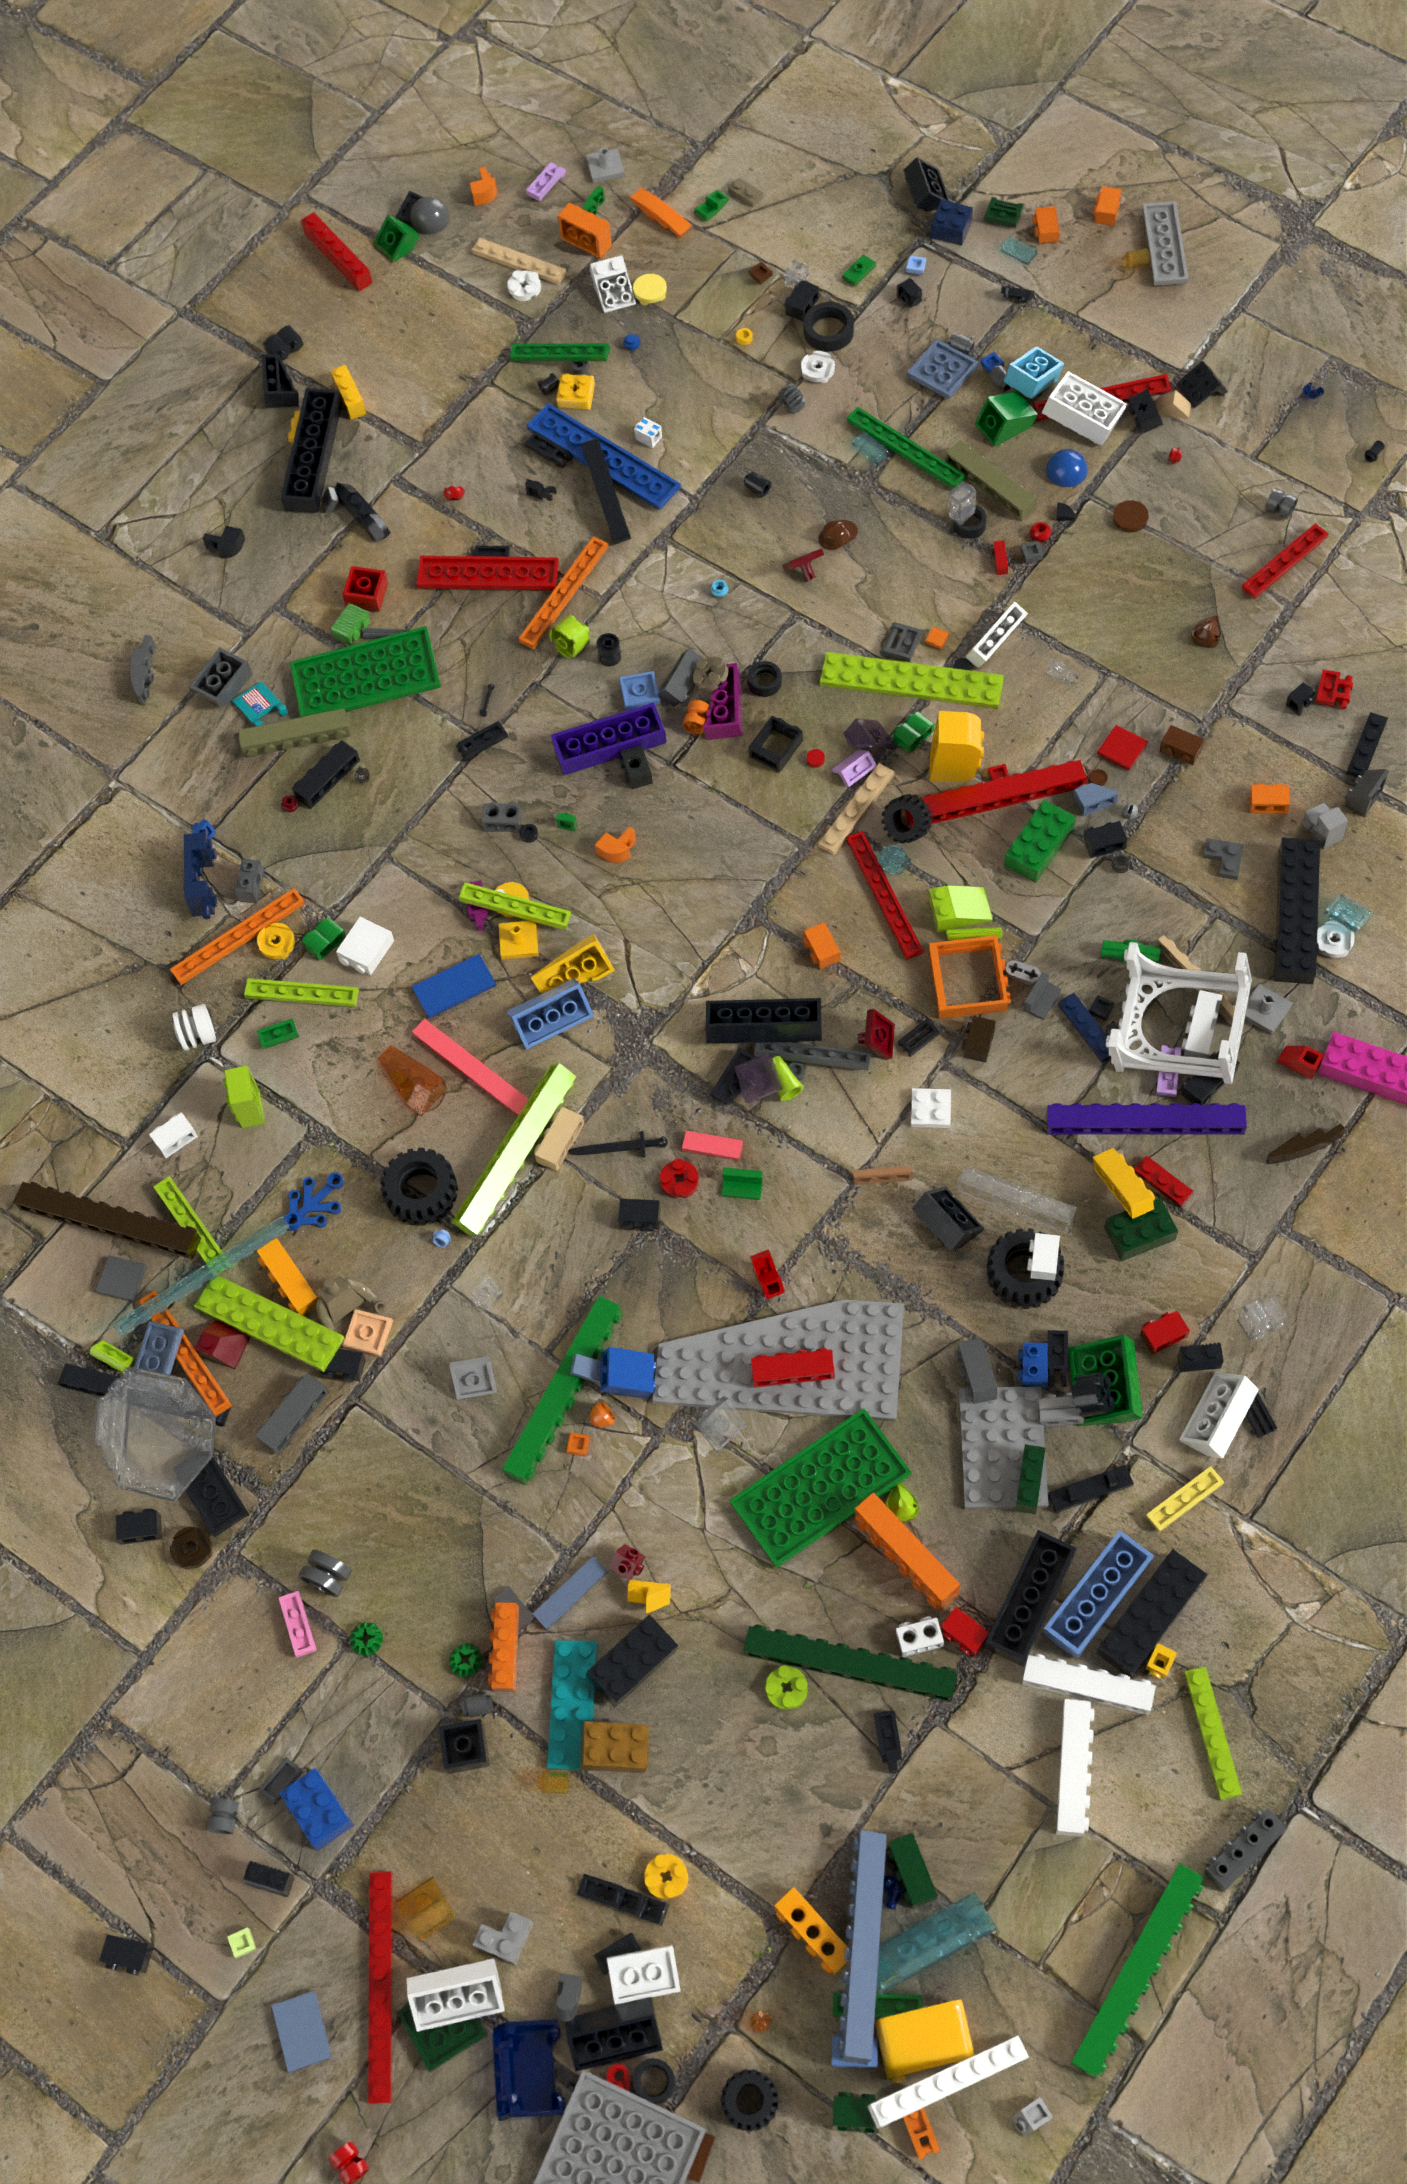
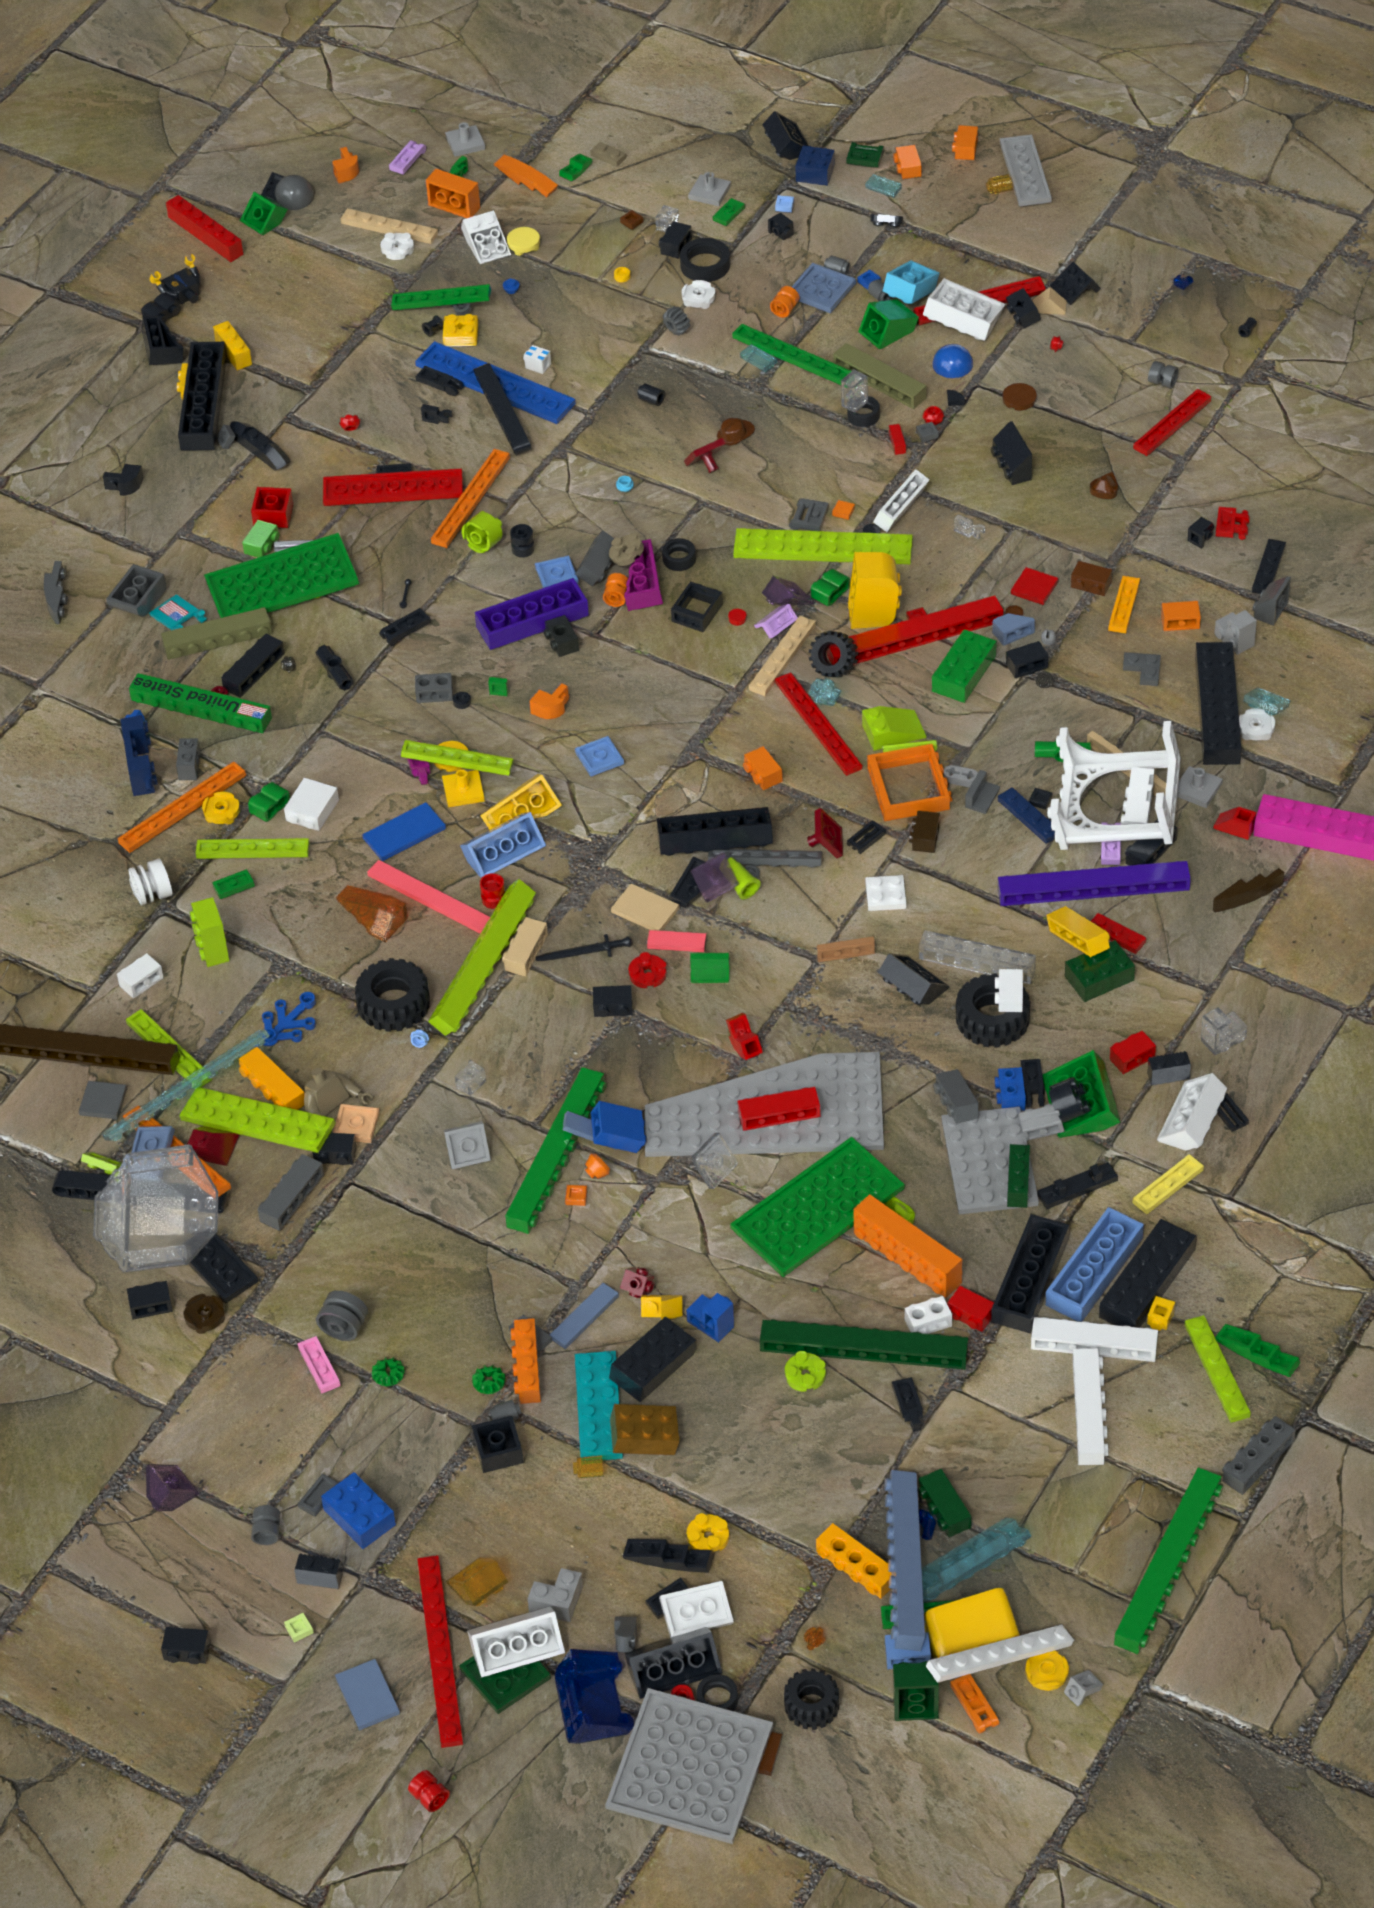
camera: 10 degrees left, 15 degrees down
(131, 1756) = (168, 1487): none -> clear purple slope
(269, 814) = (200, 703): none -> green brick
(306, 317) = (181, 285): none -> black torso
(410, 790) = (334, 667): none -> black piece
(532, 1068) = (492, 890): none -> red wheel
(658, 914) = (599, 756): none -> medium blue plate
(685, 1102) = (645, 908): none -> tan tile
(698, 1612) = (712, 1316): none -> blue brick
(842, 242) = (709, 189): none -> light grey tile
(903, 384) = (784, 301): none -> orange wheel
(998, 2091) = (1047, 1670): none -> yellow tile
(1116, 589) = (1012, 454): none -> black slope
(1212, 779) = (1124, 604): none -> light orange plate
(1257, 1717) = (1257, 1351): none -> green slope

